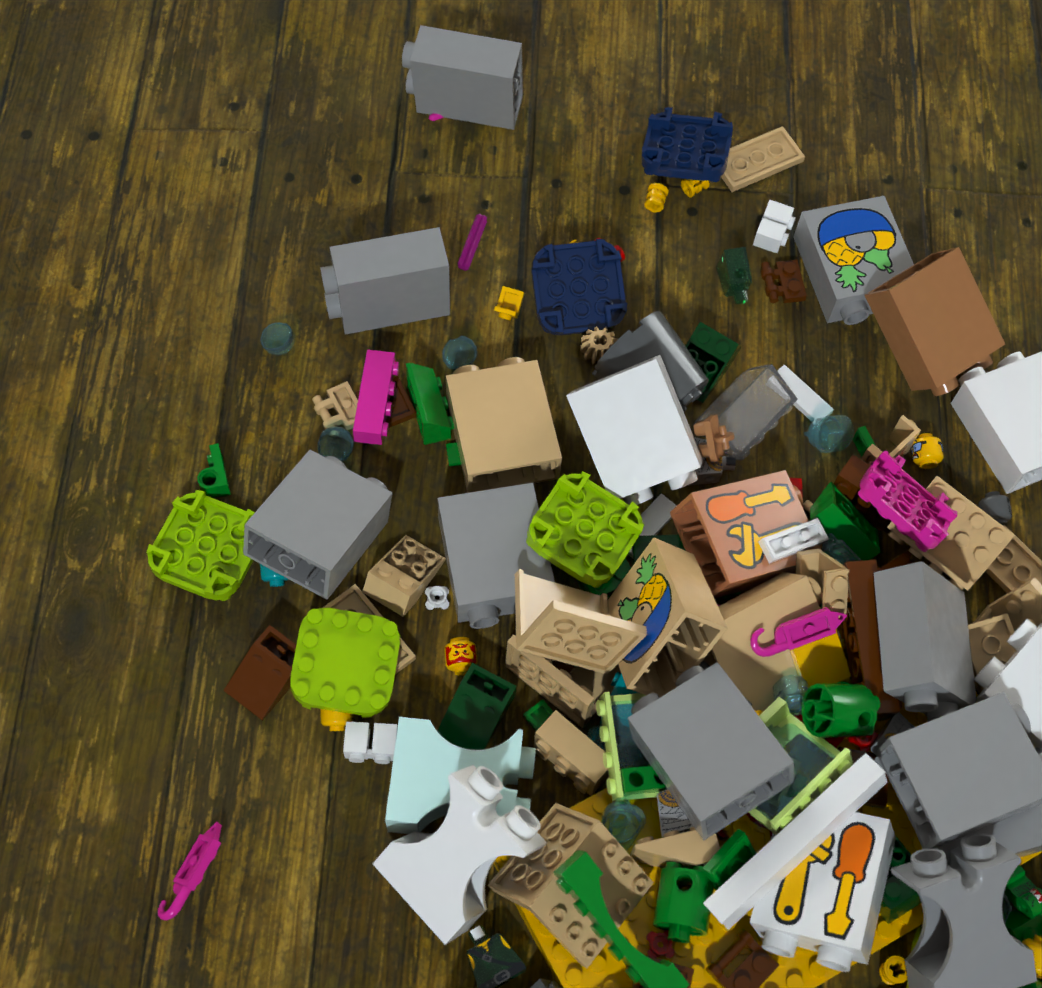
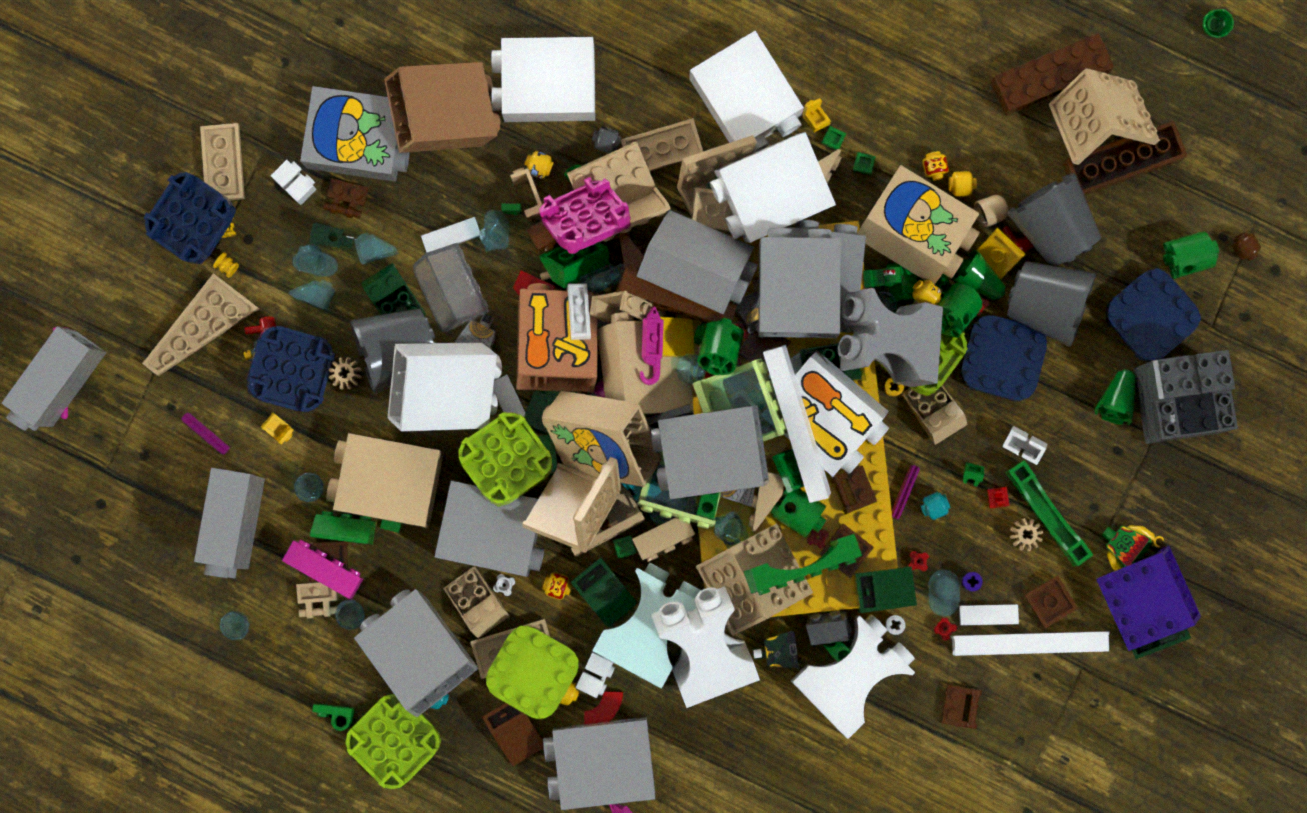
camera: 60 degrees left, 20 degrees up
(263, 790) = (600, 763): none -> light grey brick
(330, 773) = (606, 709): none -> red tile
(594, 200) = (207, 316): none -> tan wing
(669, 287) = (315, 293): none -> clear light blue slope
(702, 272) = (314, 261): none -> clear light blue piece
(716, 437) = (470, 326): medium nougat hips -> none
(745, 323) = (373, 248): none -> clear light blue slope

